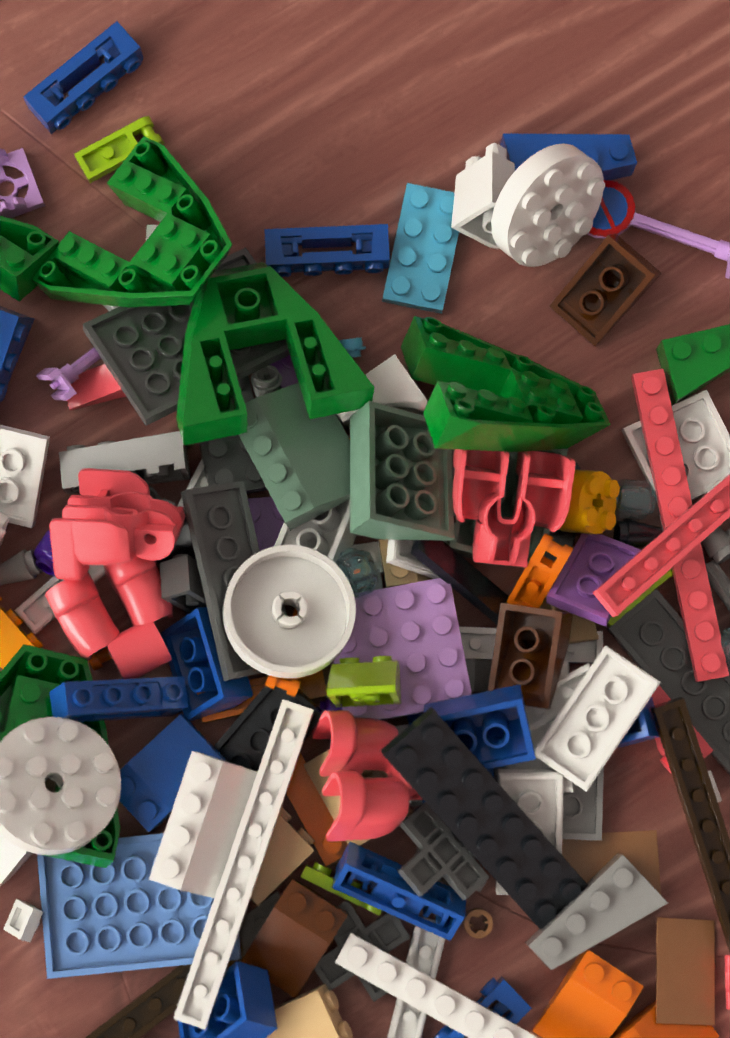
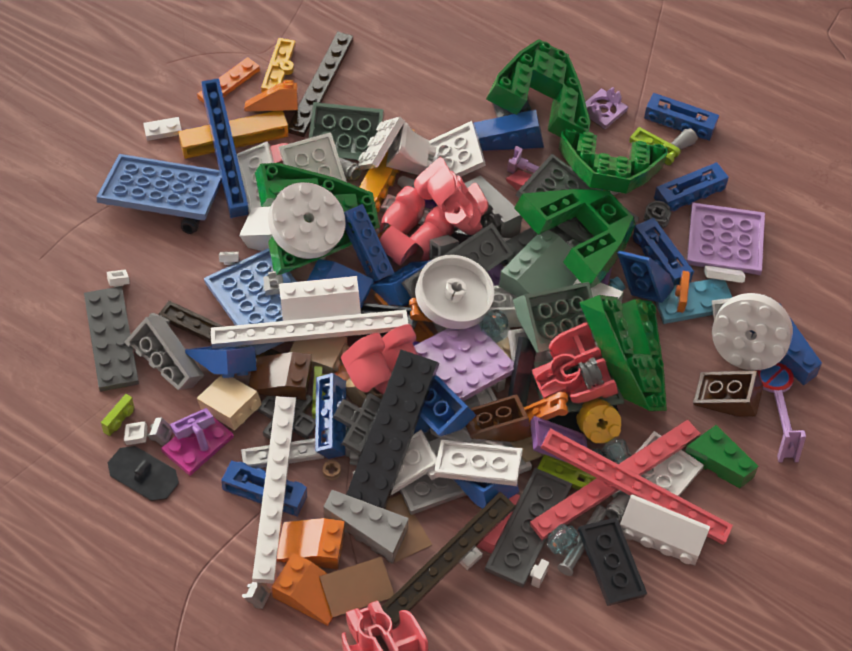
camera: 65 degrees right, 25 degrees down
(122, 877) = (272, 282): none -> light grey tile
(130, 97) = (685, 139): none -> light grey cone
(228, 91) = (692, 187): none -> blue brick
(251, 216) = (659, 211): none -> dark grey wheel
(341, 140) = (726, 238): none -> lavender plate
(365, 682) = (433, 336): lime slope -> none
(376, 302) = (645, 277): none -> blue slope
(410, 181) = (724, 274): none -> white tile
(418, 261) = (682, 291): none -> orange plate
(544, 484) = (591, 373): none -> dark grey wheel

